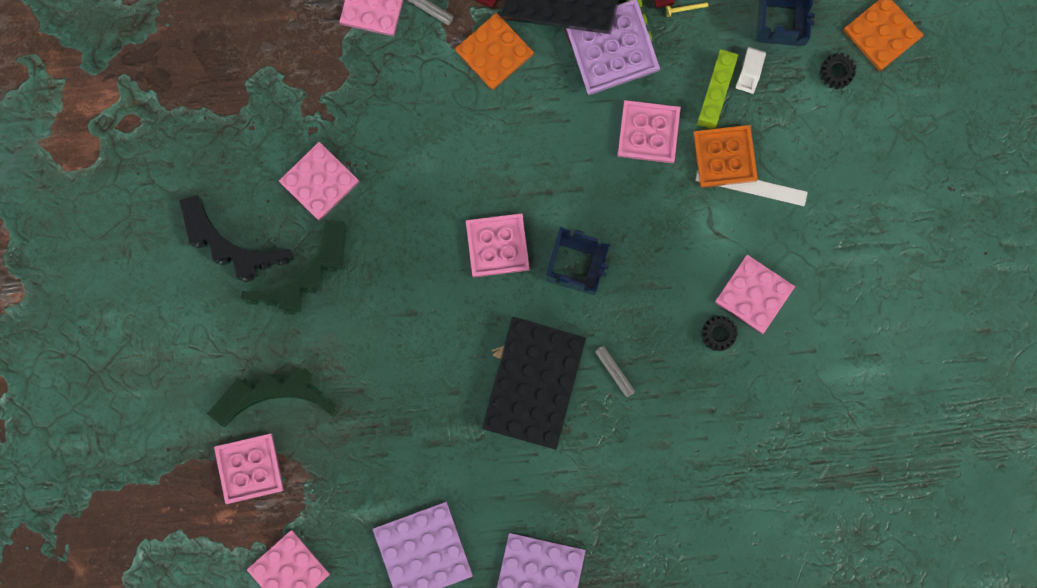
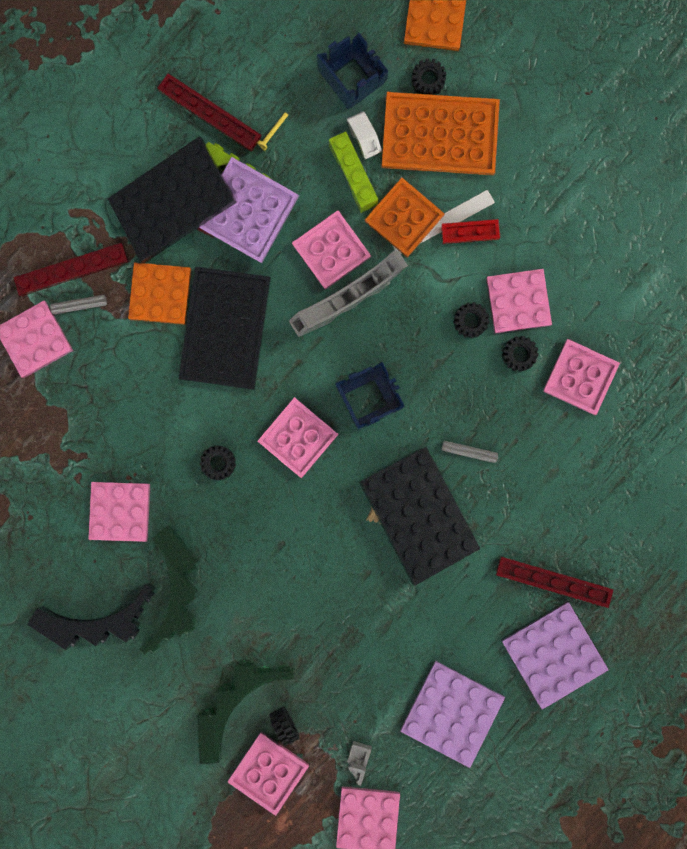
camera: 40 degrees left, 5 degrees up
(292, 444) = (284, 726): none -> black tyre
(322, 521) = (358, 760): none -> light grey slope
(425, 221) = (206, 462): none -> black tyre
(518, 118) = (224, 328): none -> black plate
(589, 525) = (554, 582): none -> dark red plate
(627, 176) = (349, 296): none -> light grey arch
(705, 264) = (482, 320): none -> black tyre
(749, 392) = (581, 377): none -> bright pink plate
(765, 210) = (470, 231): none -> red plate
(809, 119) = (440, 133): none -> orange plate

